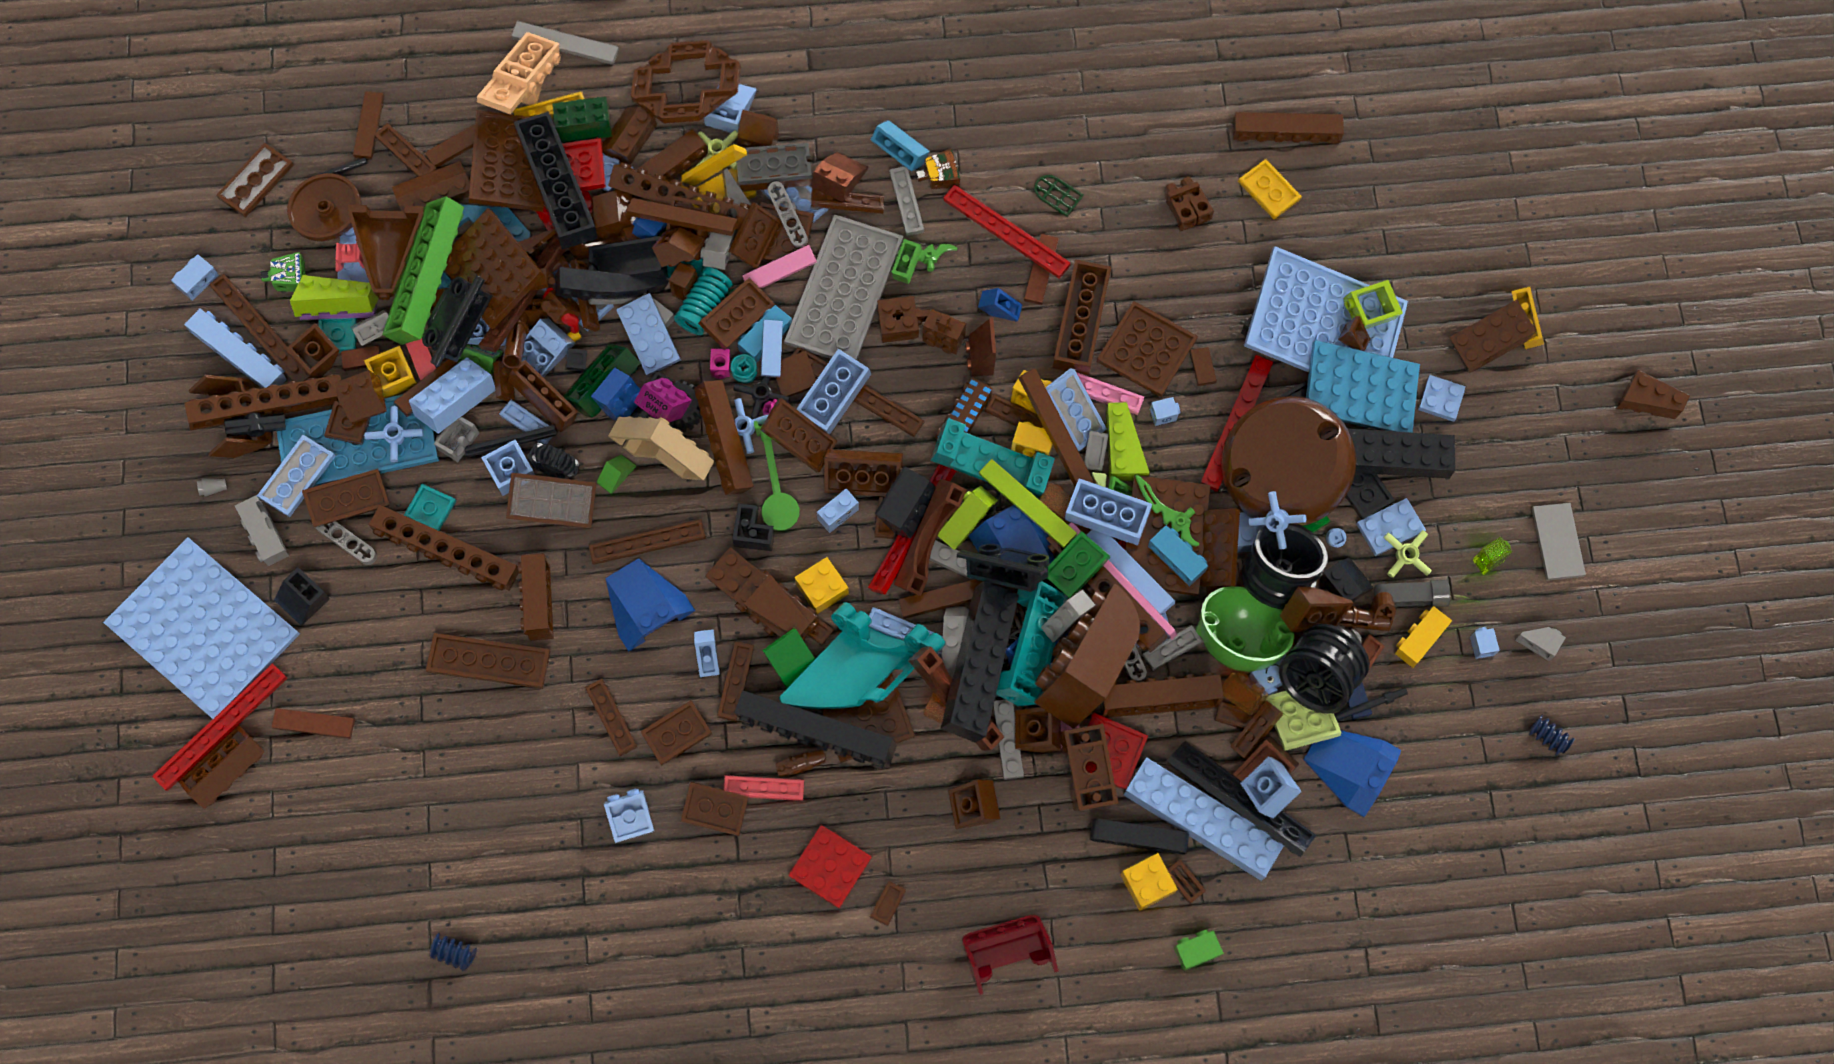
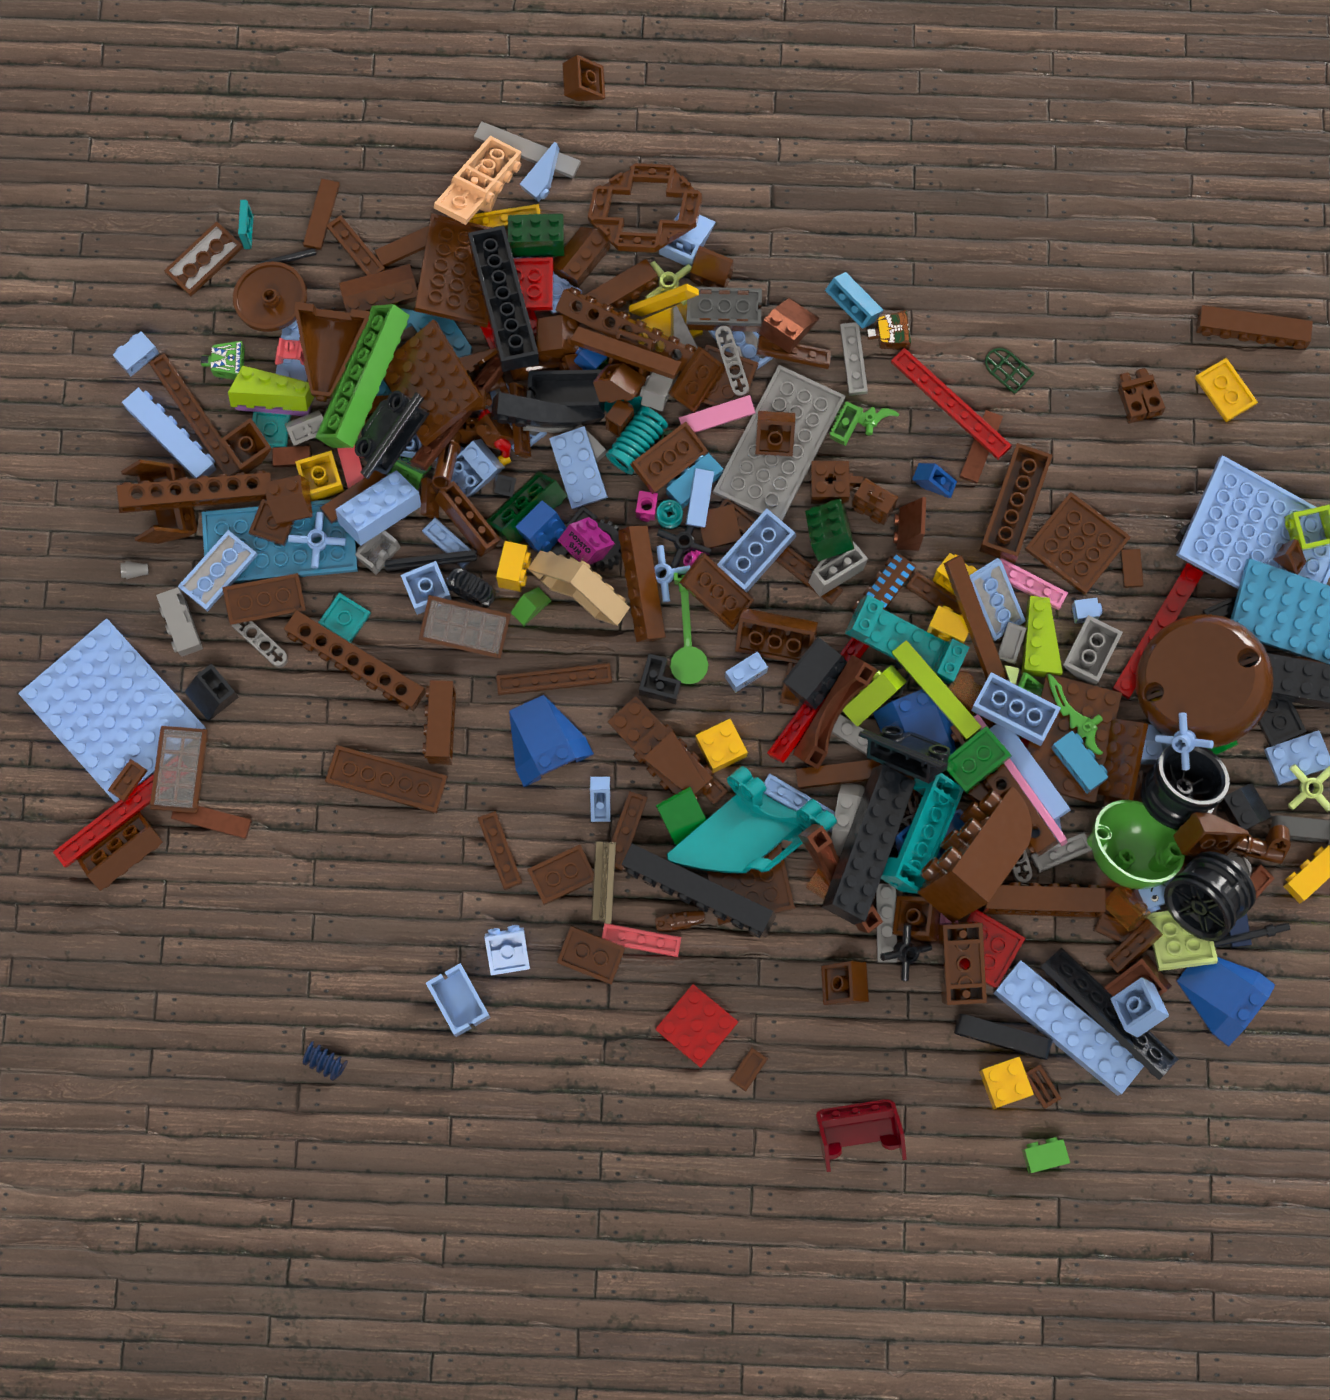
camera: 10 degrees right, 5 degrees up
(222, 694) = (127, 780): none -> reddish brown plate
(254, 424) = (182, 514): black piece -> none
(274, 677) = (178, 769): none -> clear piece
(293, 141) = (245, 224): none -> teal tile
(580, 66) = (540, 177): none -> light blue slope
(583, 871) = (458, 1000): none -> light blue piece
(593, 436) = (513, 566): none -> yellow brick
(718, 733) = (603, 881): none -> dark tan fence
(838, 278) = (775, 433): none -> reddish brown slope
(902, 362) = (829, 530): none -> dark green brick
(915, 397) = (837, 570): none -> light grey wedge
(1031, 764) = (906, 952): none -> black bar
(1067, 615) = (961, 812): light grey brick -> none
(1175, 448) = (1092, 650): none -> light grey slope
(1336, 537) = (1241, 761): light blue tile -> none

